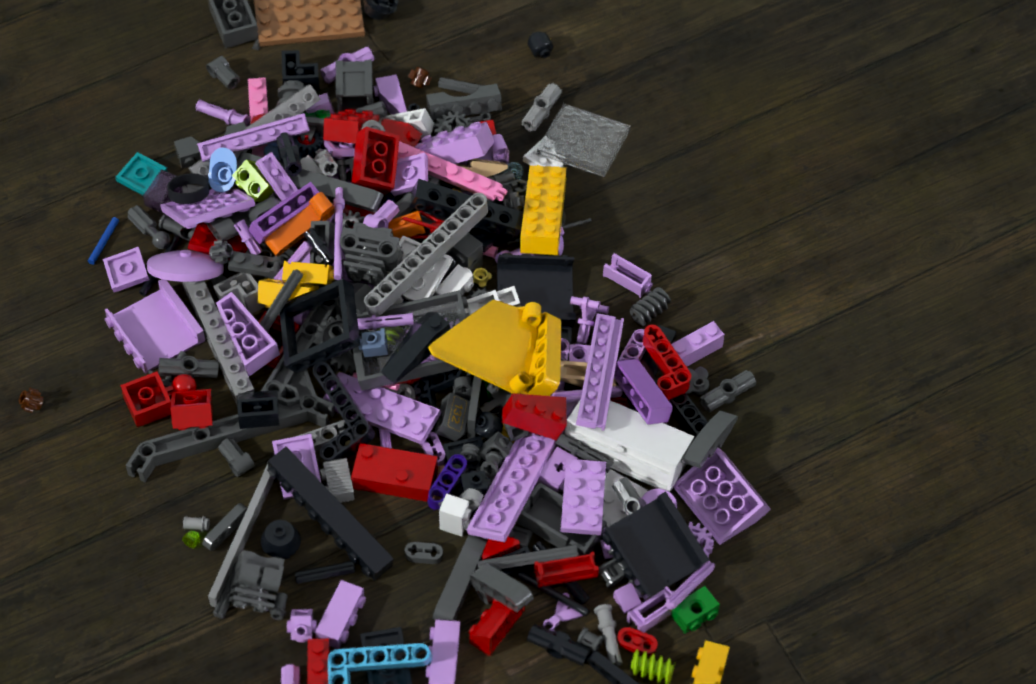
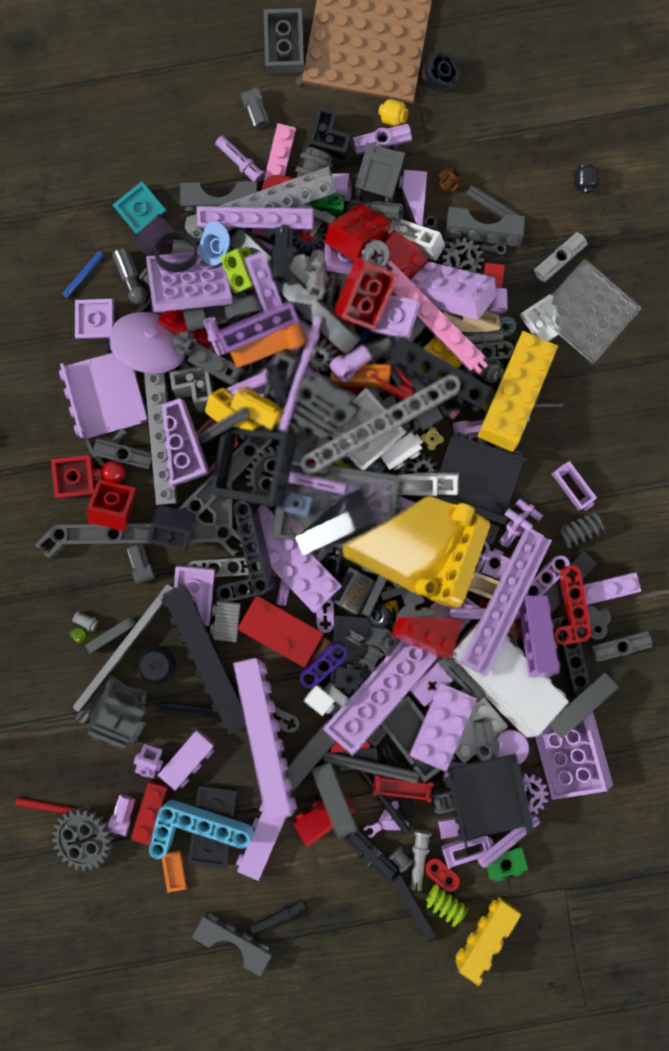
camera: 15 degrees right, 30 degrees up
(349, 42) = (393, 112): none -> yellow head
(413, 560) = (264, 739): none -> lavender brick

